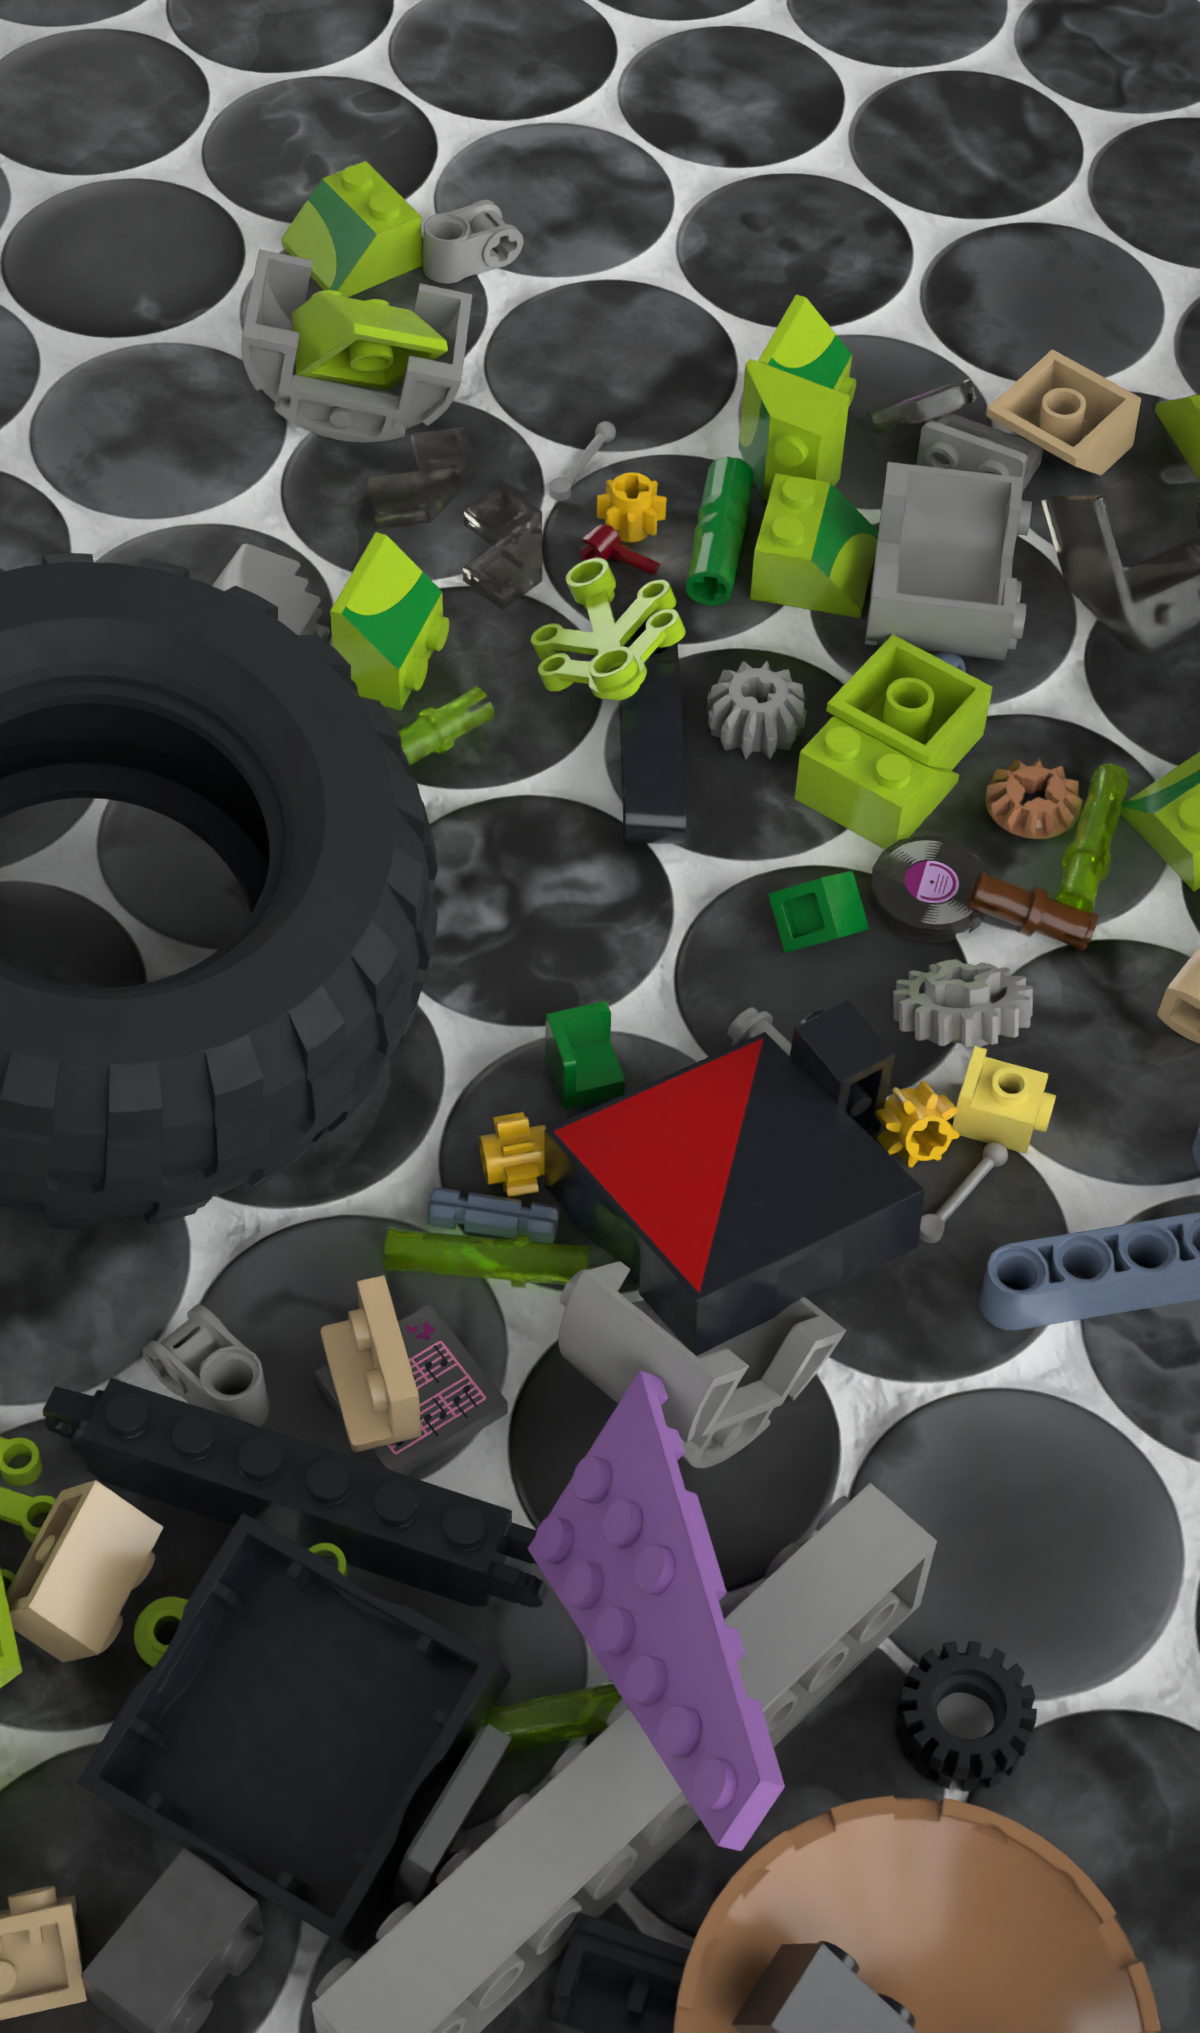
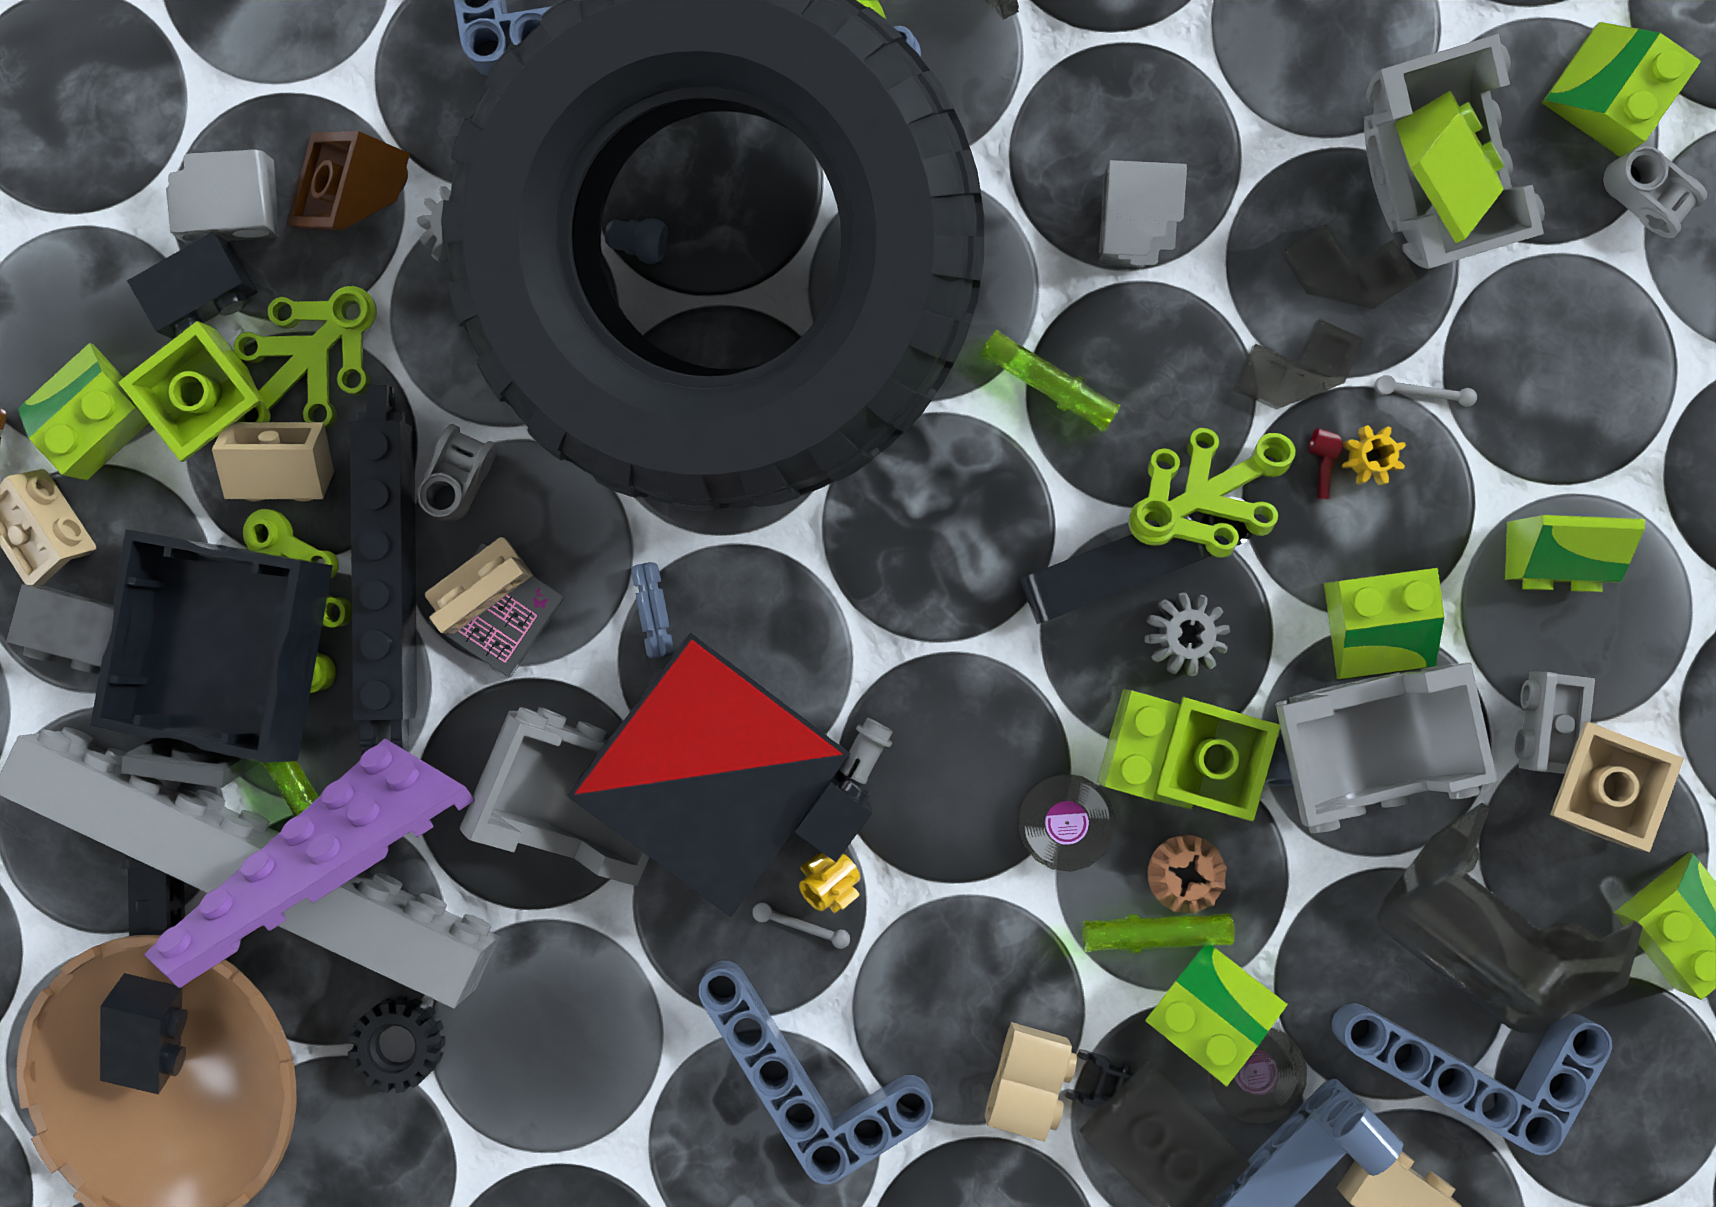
camera: 70 degrees right, 35 degrees up
(388, 623) = (1148, 317): lime slope -> none
(484, 1257) = (613, 621): clear neon green pin -> none
(513, 1154) = (696, 609): yellow gear -> none
(582, 1055) = (800, 625): green panel -> none
(720, 531) = (1378, 536): green axle -> none
(790, 427) = (1494, 563): lime slope -> none
(818, 911) = (1003, 747): green panel -> none
(922, 406) = (1585, 659): clear smoke tile -> none
(963, 1003) = (941, 882): light grey gear -> none
(1002, 1102) = (874, 917): light yellow brick -> none
(1032, 911) = (1062, 907): reddish brown pin -> none

